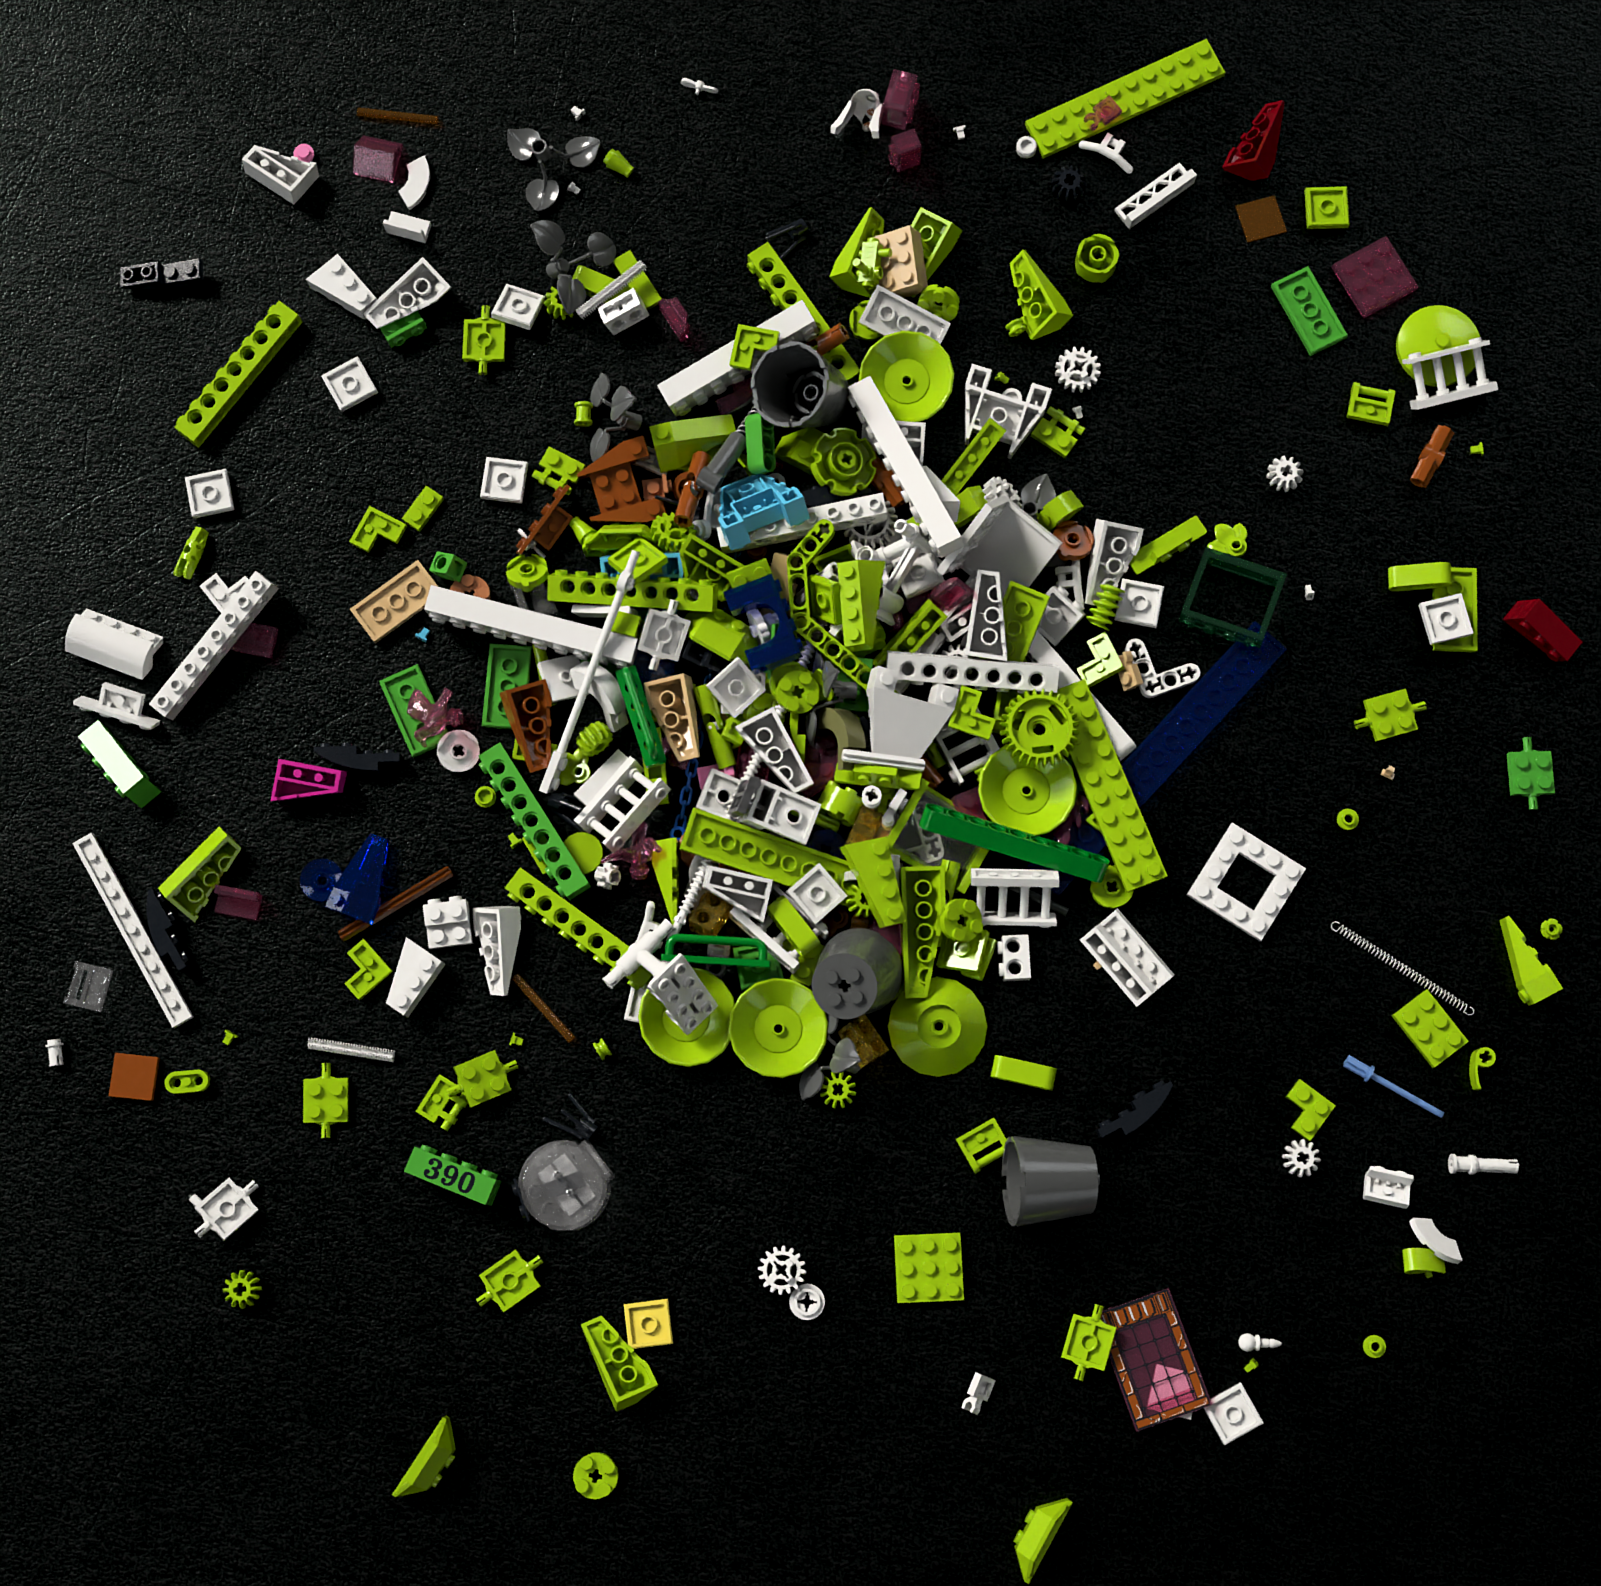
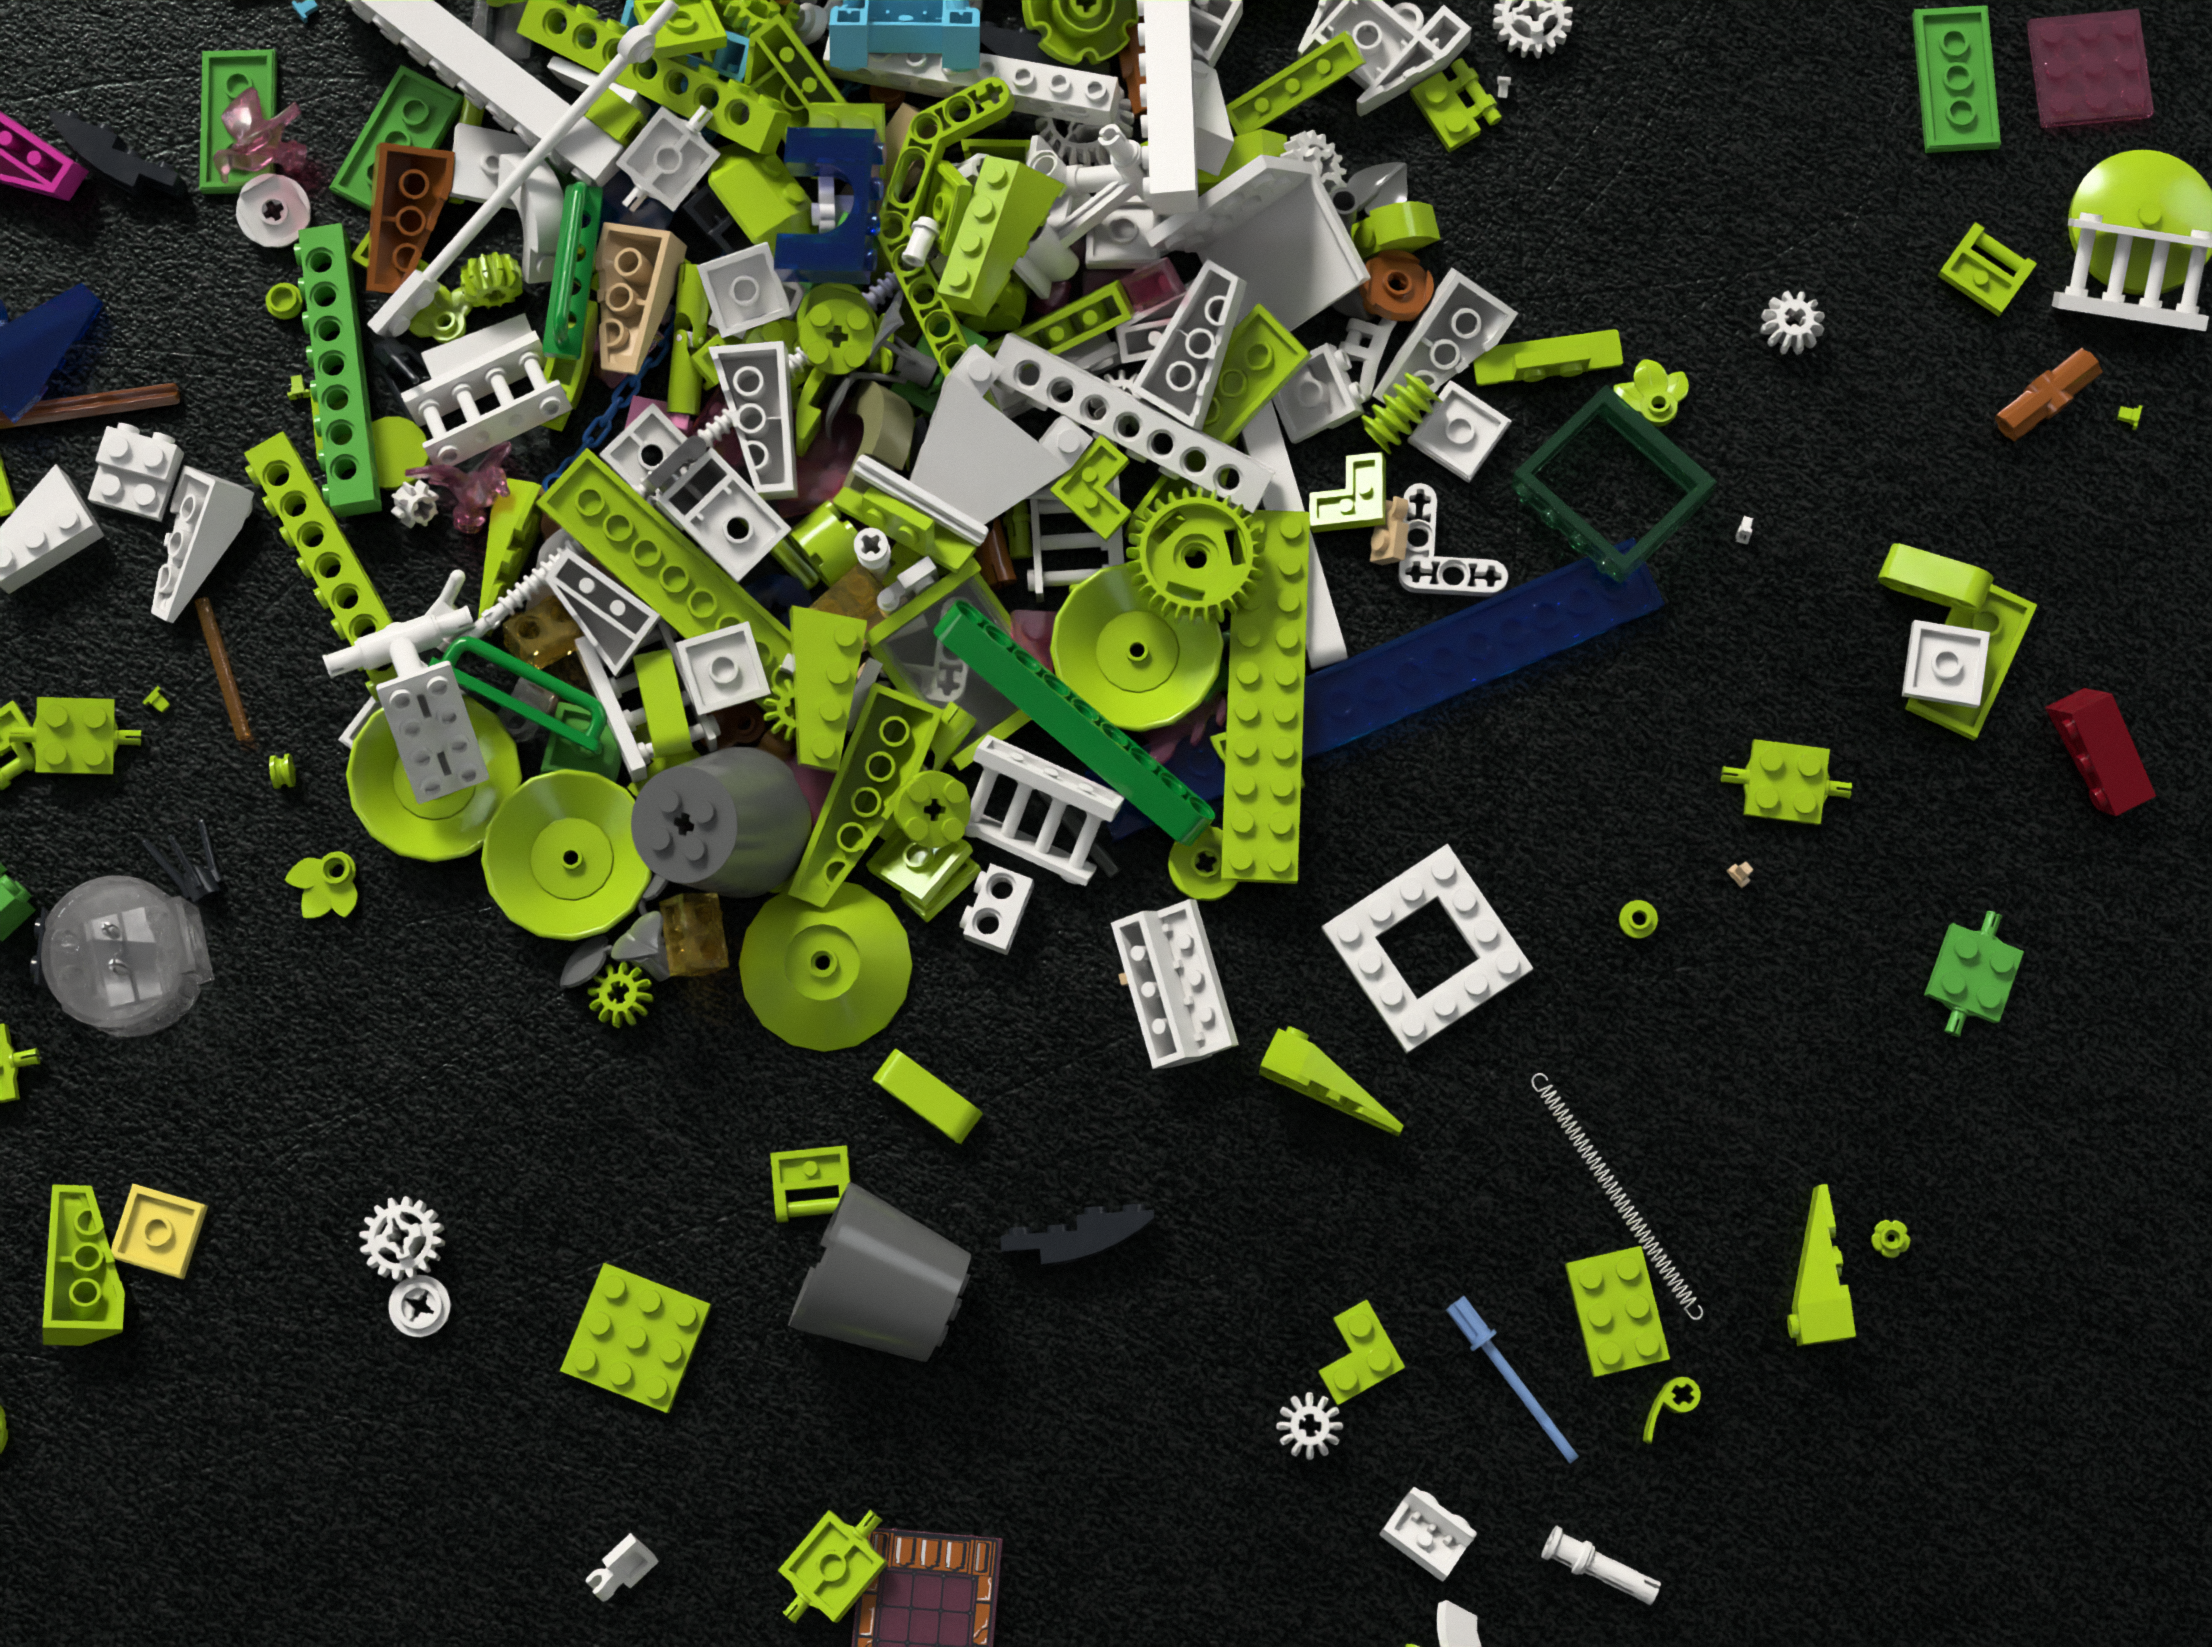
camera: 25 degrees right, 0 degrees up
(652, 1103) = (322, 889): none -> lime plate
(821, 623) = (922, 238): none -> white pin
(1215, 972) = (1309, 1071): none -> lime wedge

